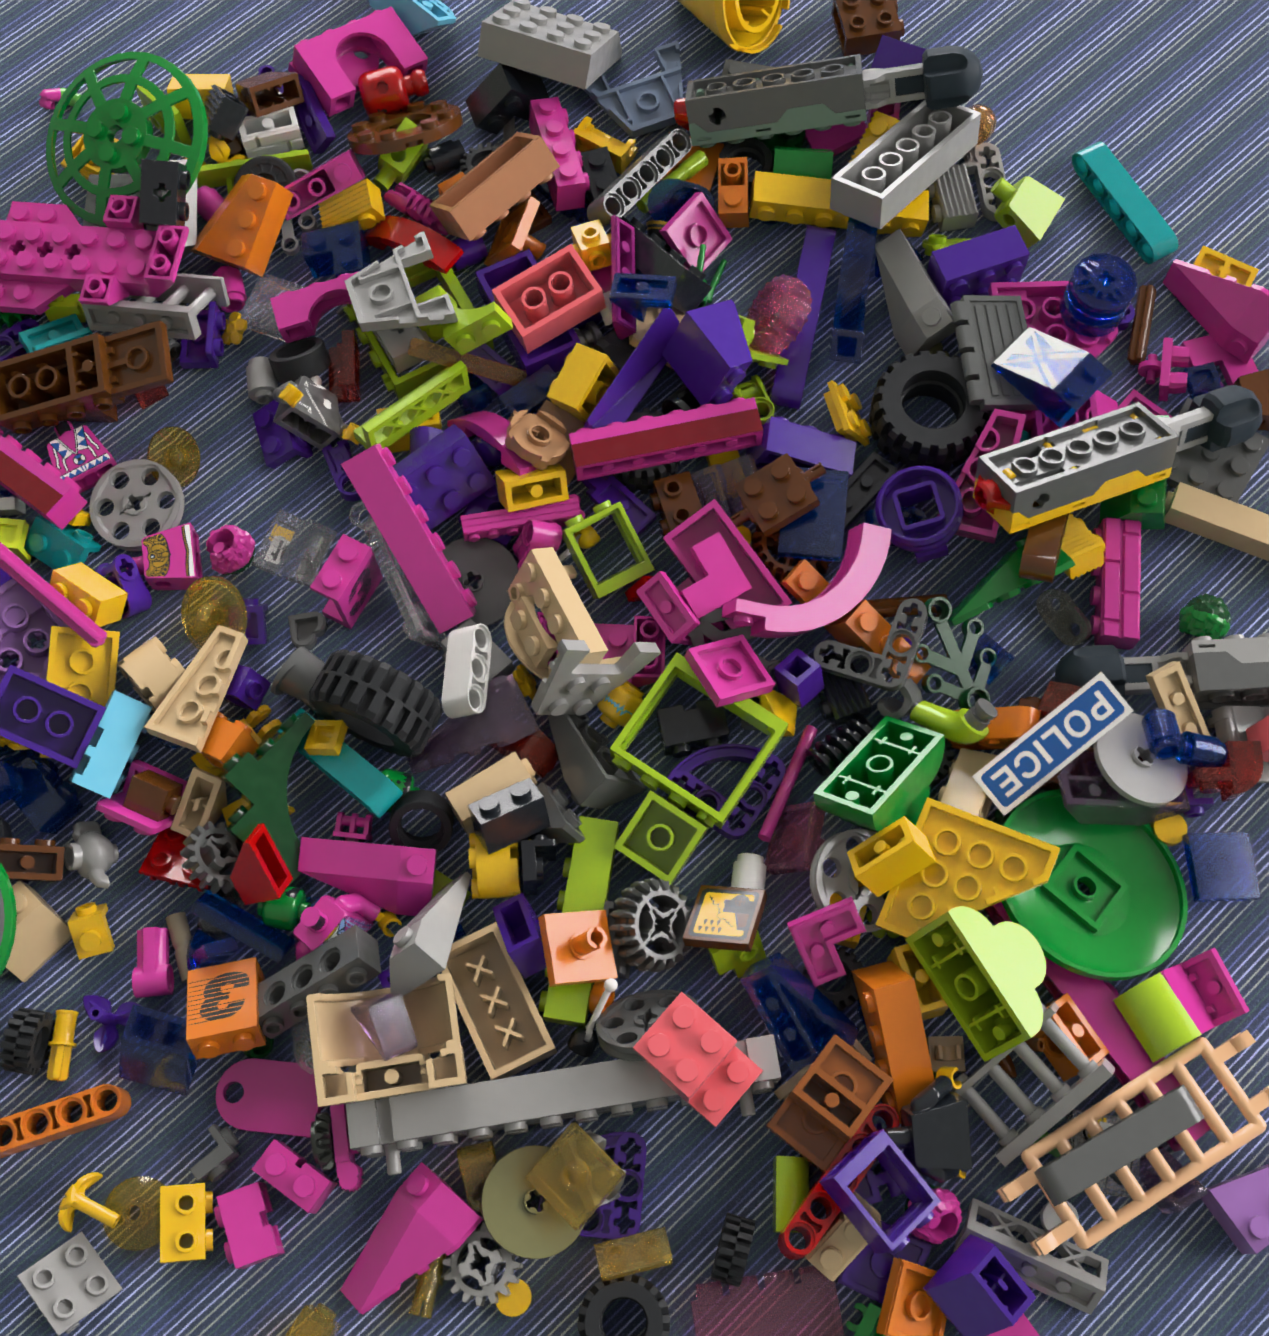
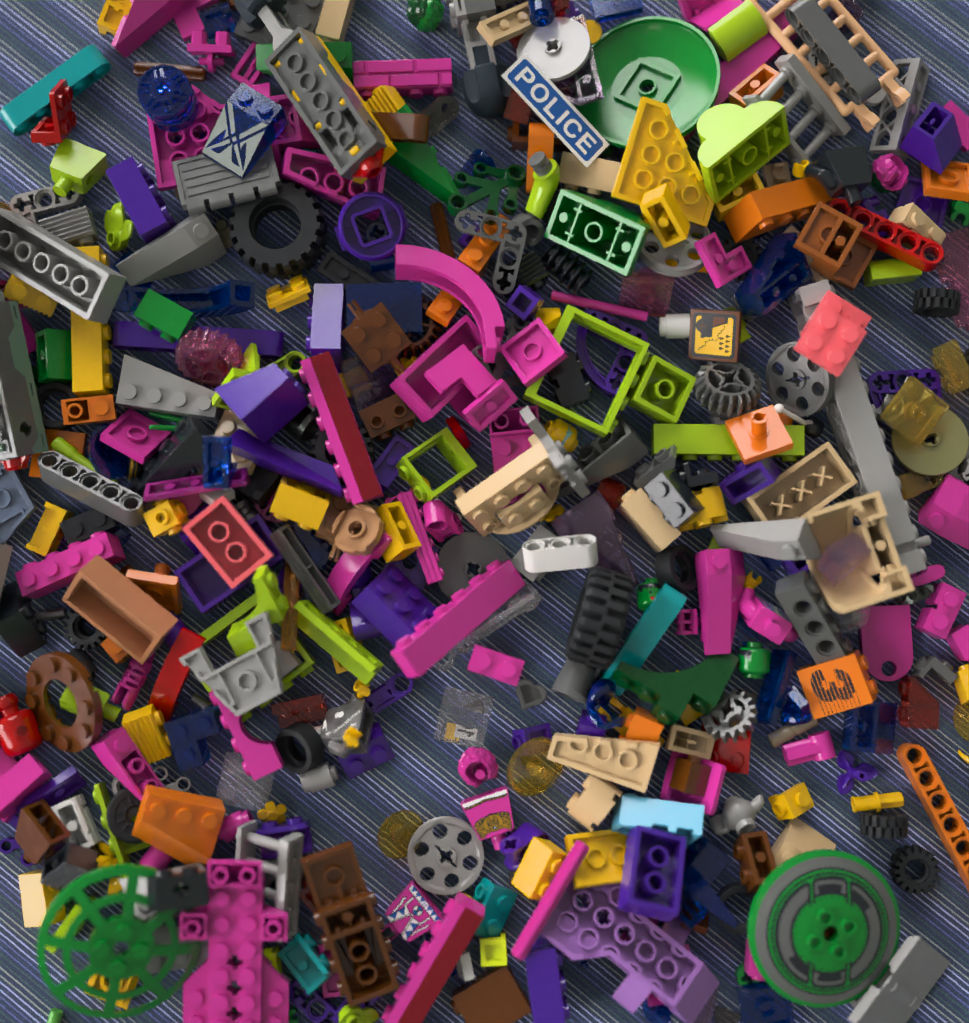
camera: 100 degrees left, 15 degrees up
(173, 1124) = (917, 705): none -> clear red slope
(260, 869) = (740, 677): red slope -> none
(282, 702) = (600, 695): none -> clear blue piece
(326, 737) = (629, 651): yellow tile -> none
(504, 382) = (305, 569): none -> dark grey piece
(750, 261) = (159, 391): none -> light grey wedge
(832, 271) = (164, 316): none -> green brick
(923, 1198) = (885, 222): dark purple window -> none
(1090, 194) = (63, 120): none -> red bracket
(1162, 734) = (535, 32): clear blue brick -> none

